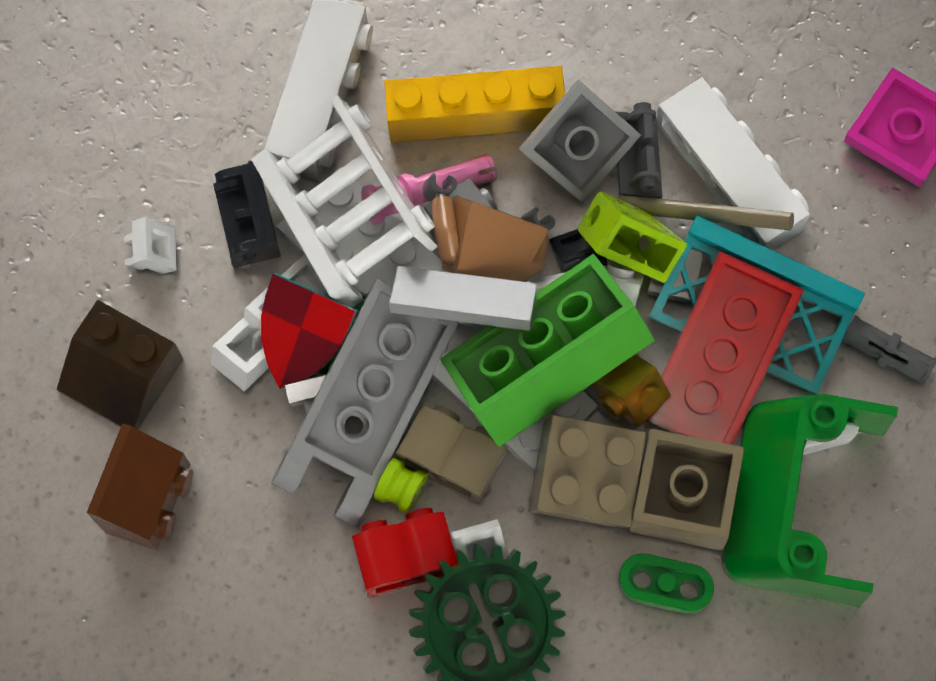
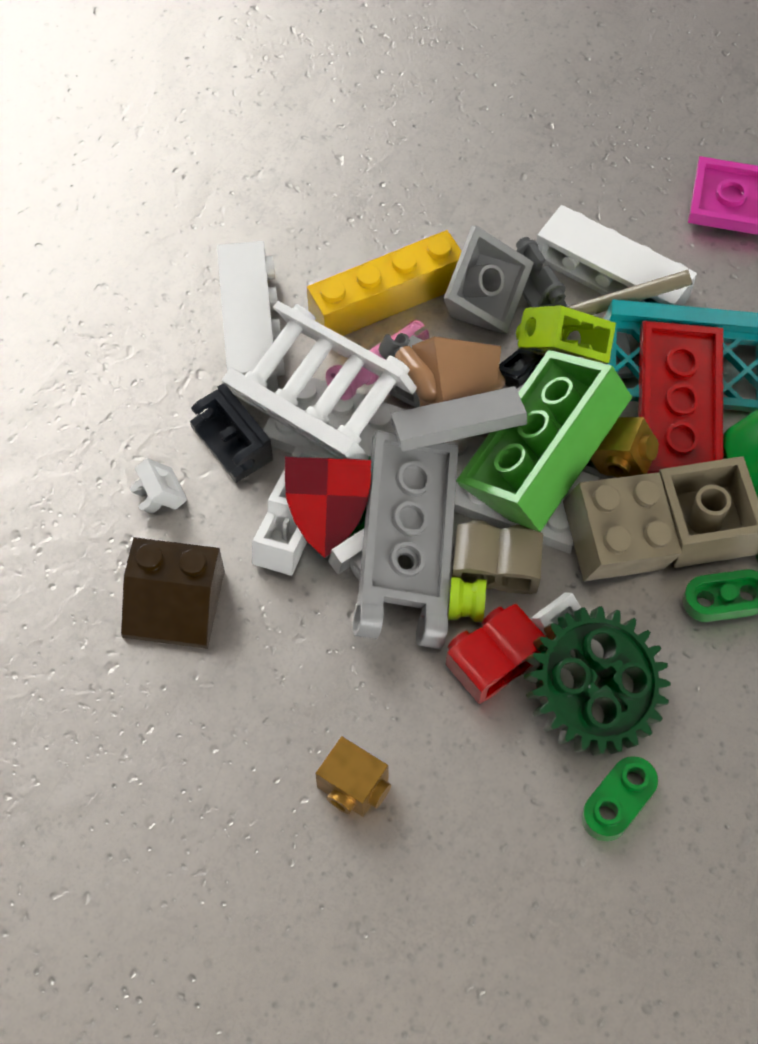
camera: 25 degrees left, 10 degrees down
(140, 488) = (240, 683): reddish brown slope -> none
(209, 625) = (353, 778): none -> pearl gold brick

